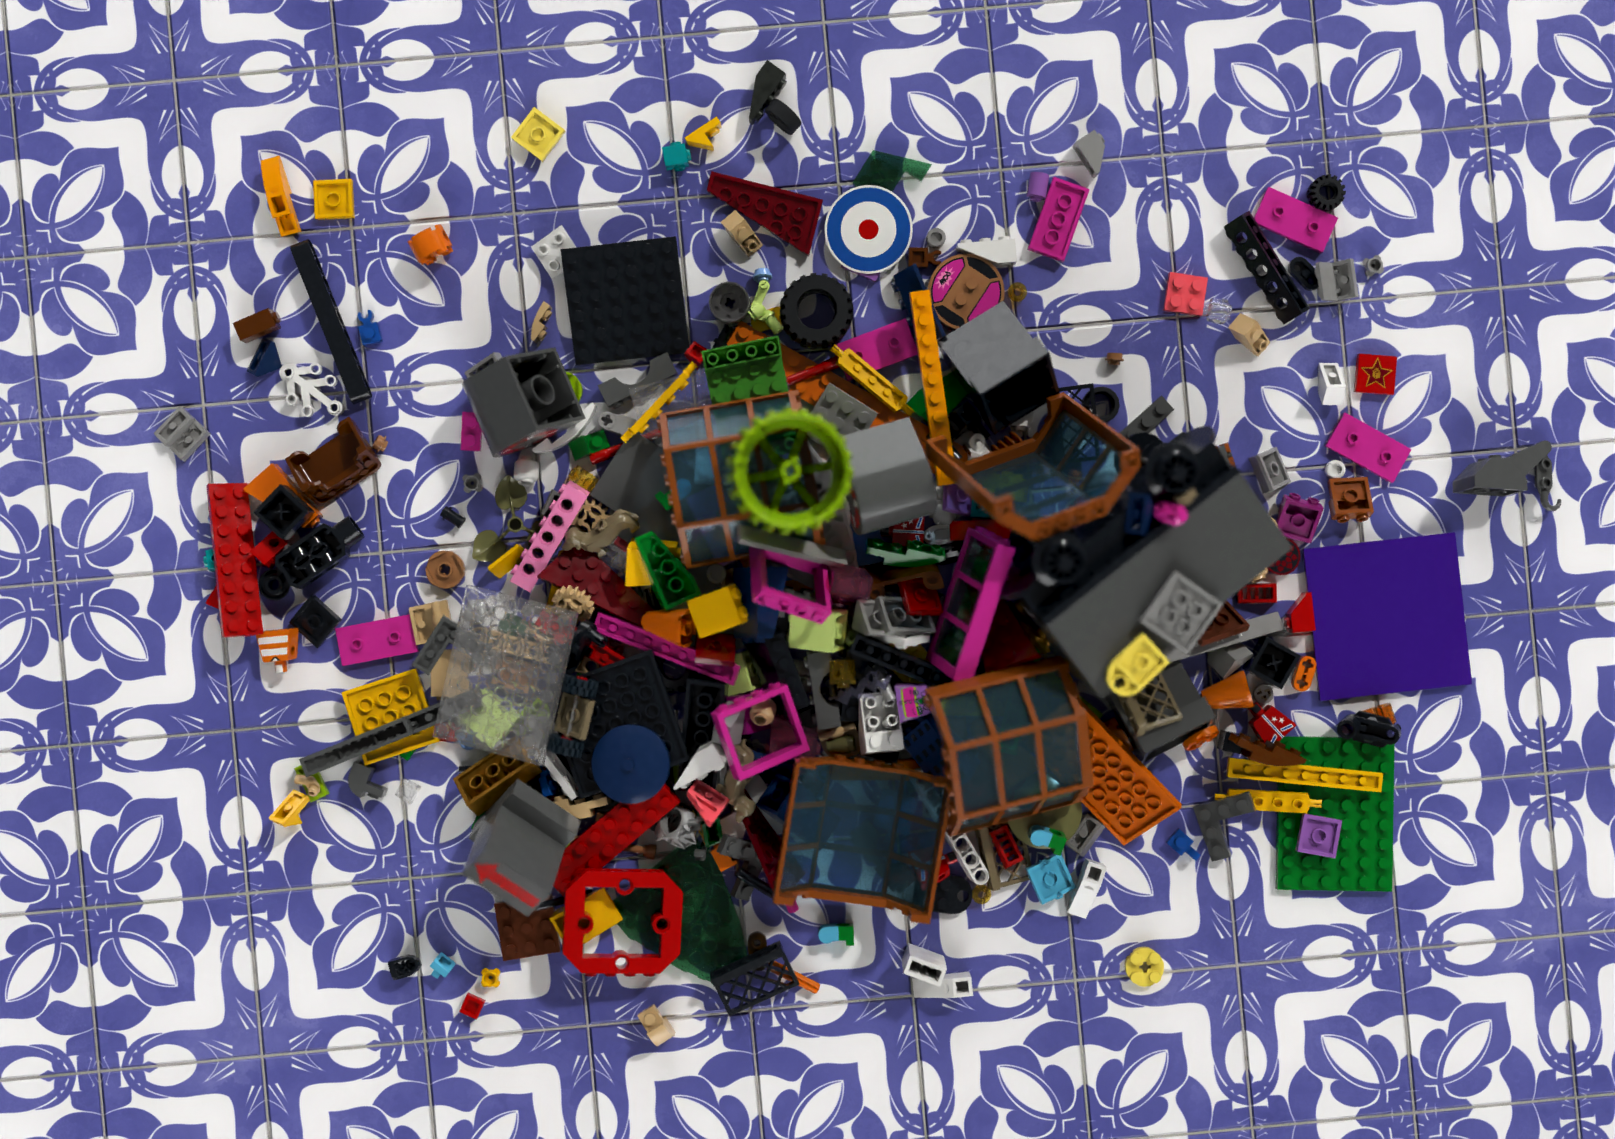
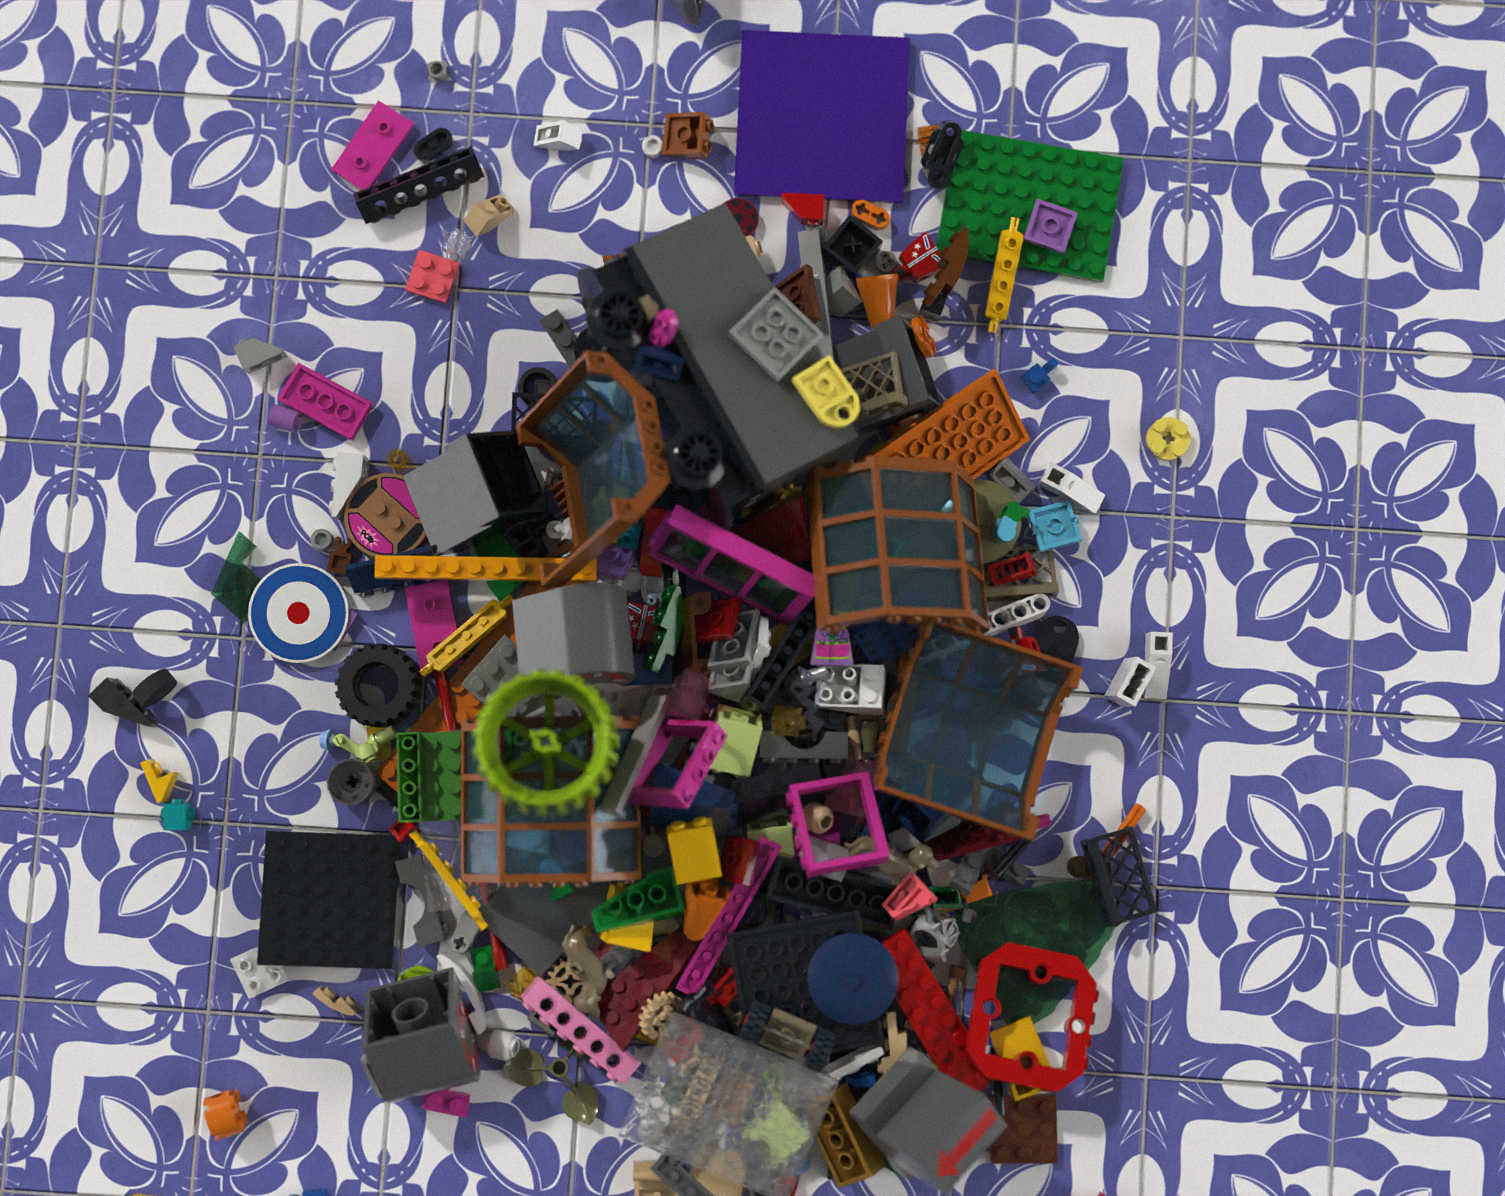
camera: 85 degrees left, 5 degrees down
(434, 568) = (592, 1168): medium nougat plate -> none
(453, 517) = (540, 1139): black pin -> none
(467, 483) = (510, 1114): light grey plate -> none
(486, 982) = (1075, 1187): yellow plate -> none
(506, 561) = (601, 1085): yellow slope -> none
(538, 134) = (123, 969): light yellow plate -> none
(652, 600) = (671, 924): black pin -> none
(657, 1027) = (1158, 996): tan brick -> none
(707, 758) = (860, 890): white slope -> none
(741, 233) = (277, 755): tan slope -> none
(780, 211) = (260, 709): dark red wing -> none
(837, 932) = (1079, 775): leg -> none
(979, 888) = (1054, 605): clear yellow plate -> none
(1114, 358) = (489, 365): medium nougat plate -> none
(1211, 812) = (1015, 342): dark grey plate -> none
(1269, 470) = (641, 216): light grey slope -> none
(1273, 587) = (775, 233): red slope -> none
(1299, 517) = (697, 191): magenta plate -> none
(1305, 775) = (981, 230): yellow plate -> none
(1334, 184) = (344, 97): black tyre -> none
(1336, 280) = (446, 112): light grey bracket -> none
(1368, 447) = (634, 107): dark pink plate -> none
(1375, 374) = (556, 87): red tile -> none

